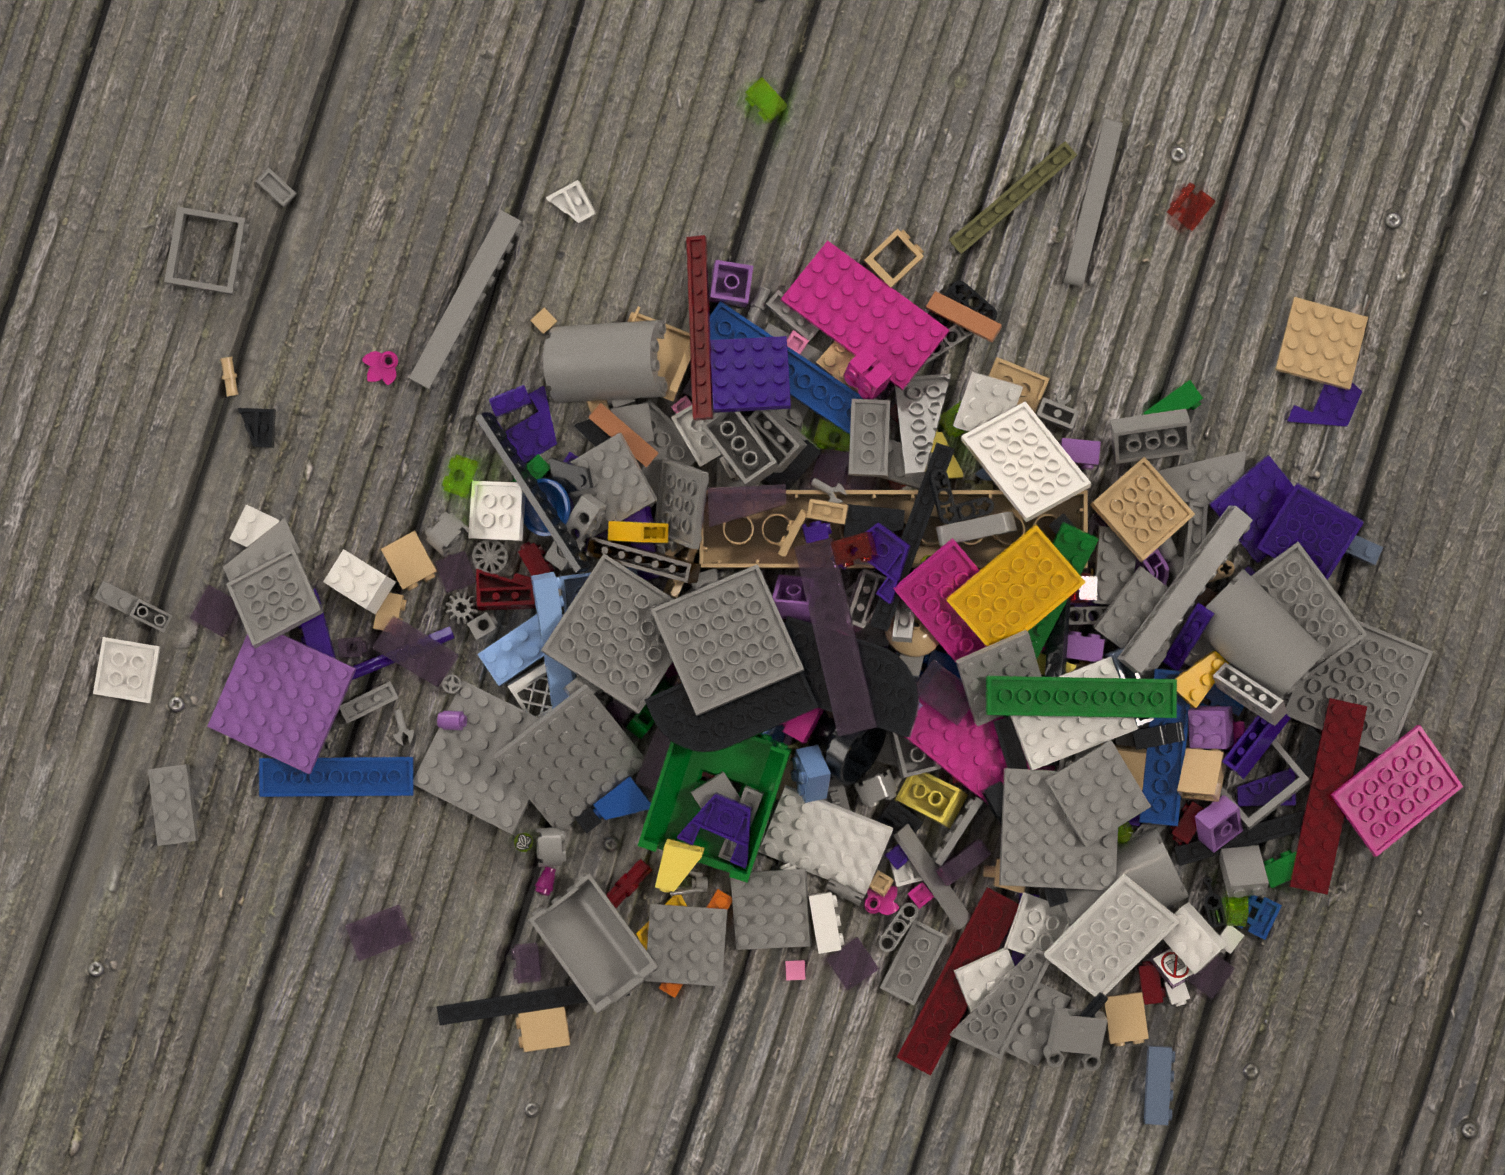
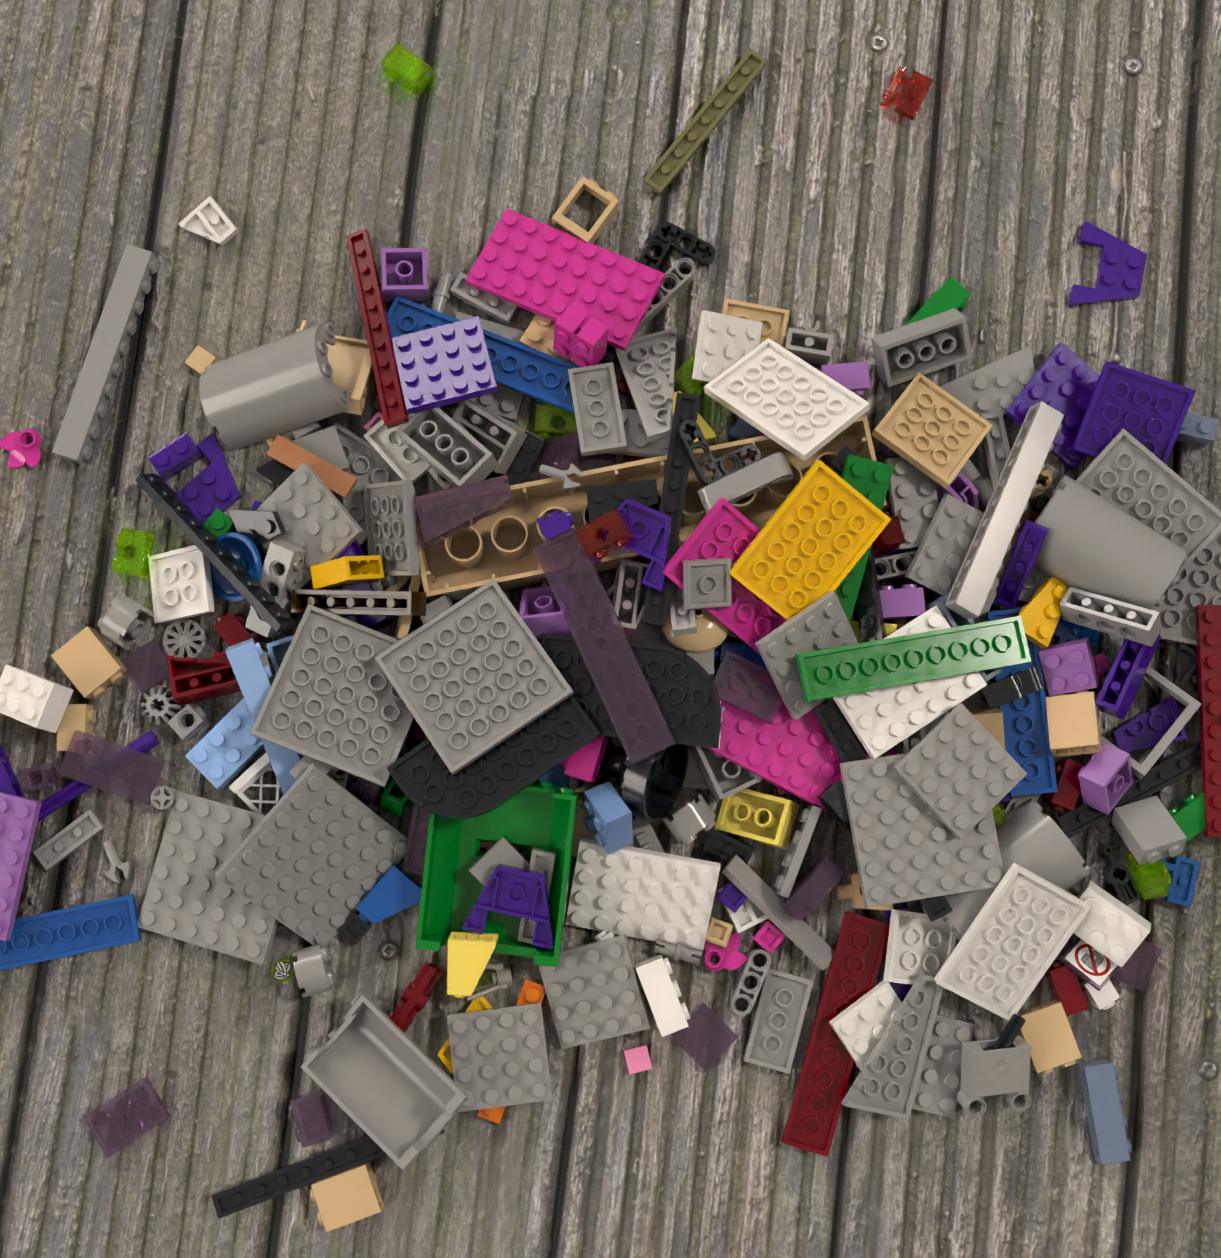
camera: 10 degrees left, 5 degrees down
(451, 720) = (167, 841): medium lavender brick -> none
(545, 882) = (318, 1013): magenta cone -> none
(793, 528) = (527, 524): tan wing -> none
(797, 342) = (493, 323): bright pink tile -> none
(827, 511) = (564, 498): tan plate -> none
(928, 604) = (706, 583): none -> light grey tile
(964, 316) = (678, 256): nougat tile -> none
(1093, 202) = (796, 109): light grey beam -> none
(1231, 937) = (1150, 911): white brick -> none
(1321, 343) = (1088, 210): tan plate -> none

